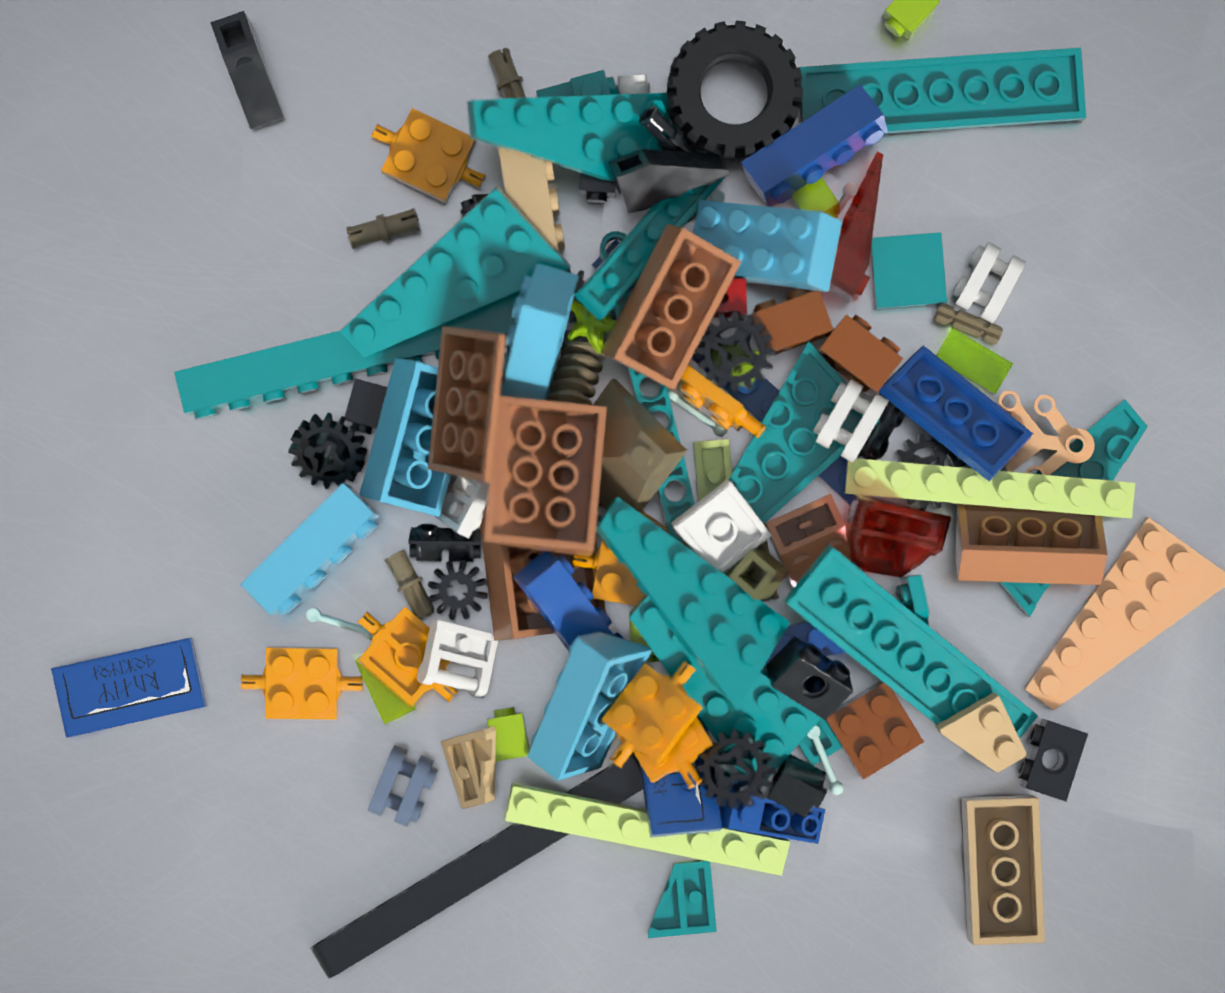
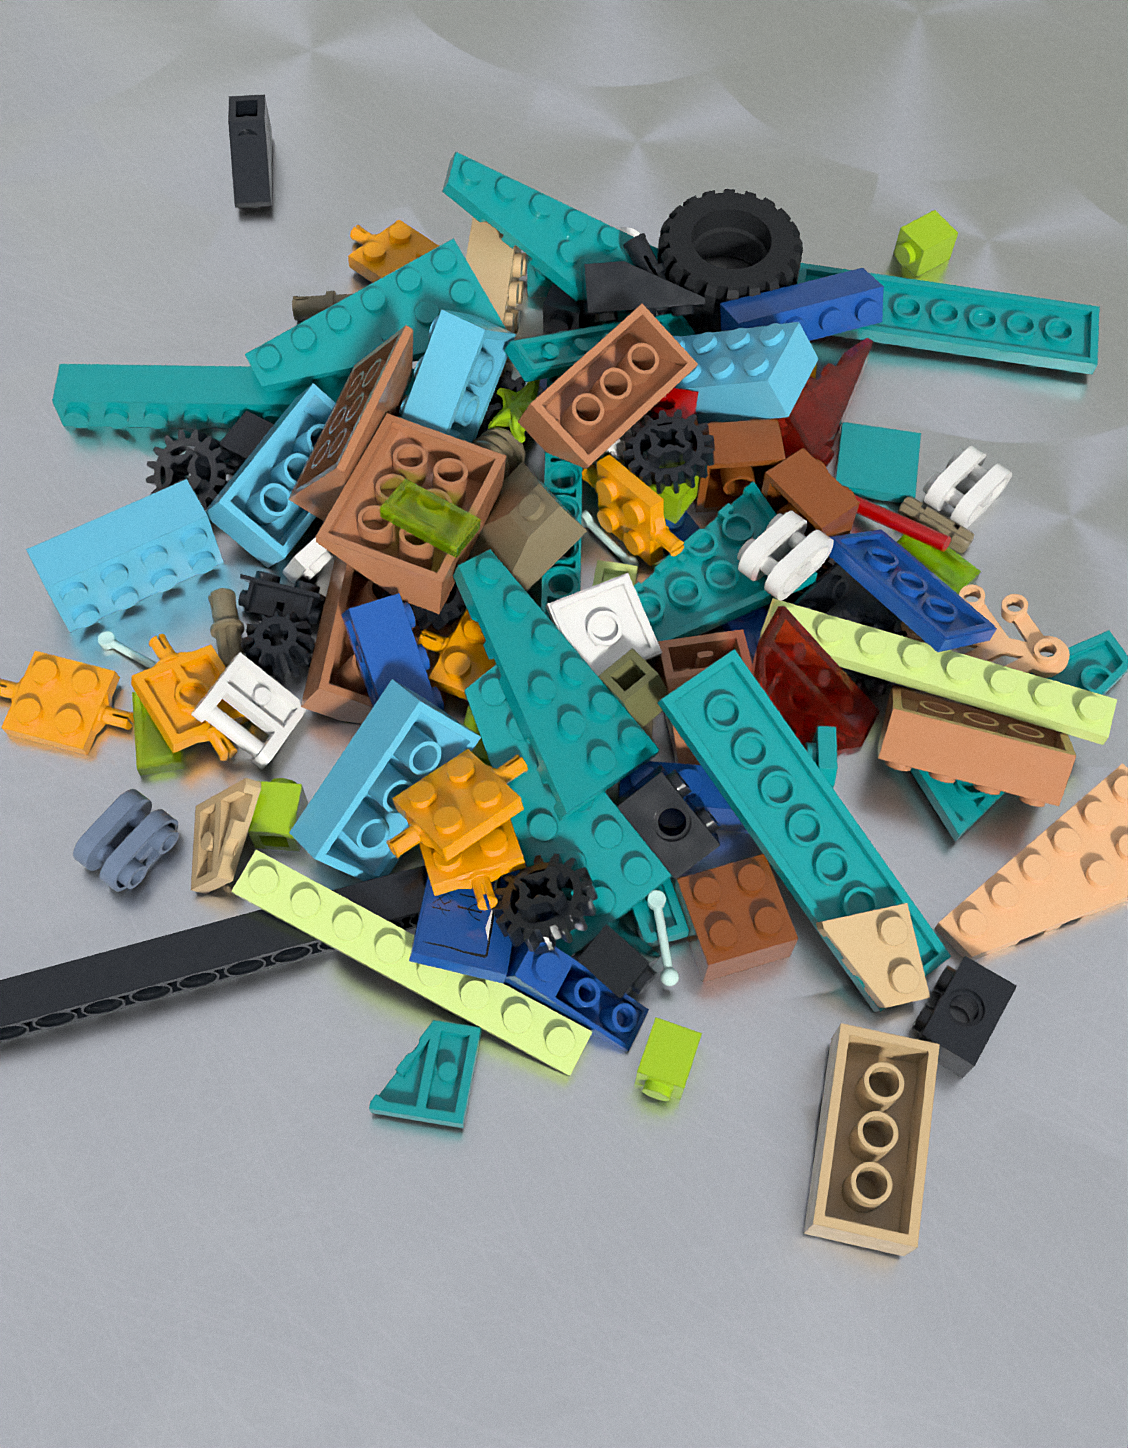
camera: 15 degrees right, 25 degrees down
(567, 496) = (430, 518): none -> clear neon green tile
(848, 848) = (667, 1060): none -> lime brick
(931, 334) = (903, 524): none -> red bar

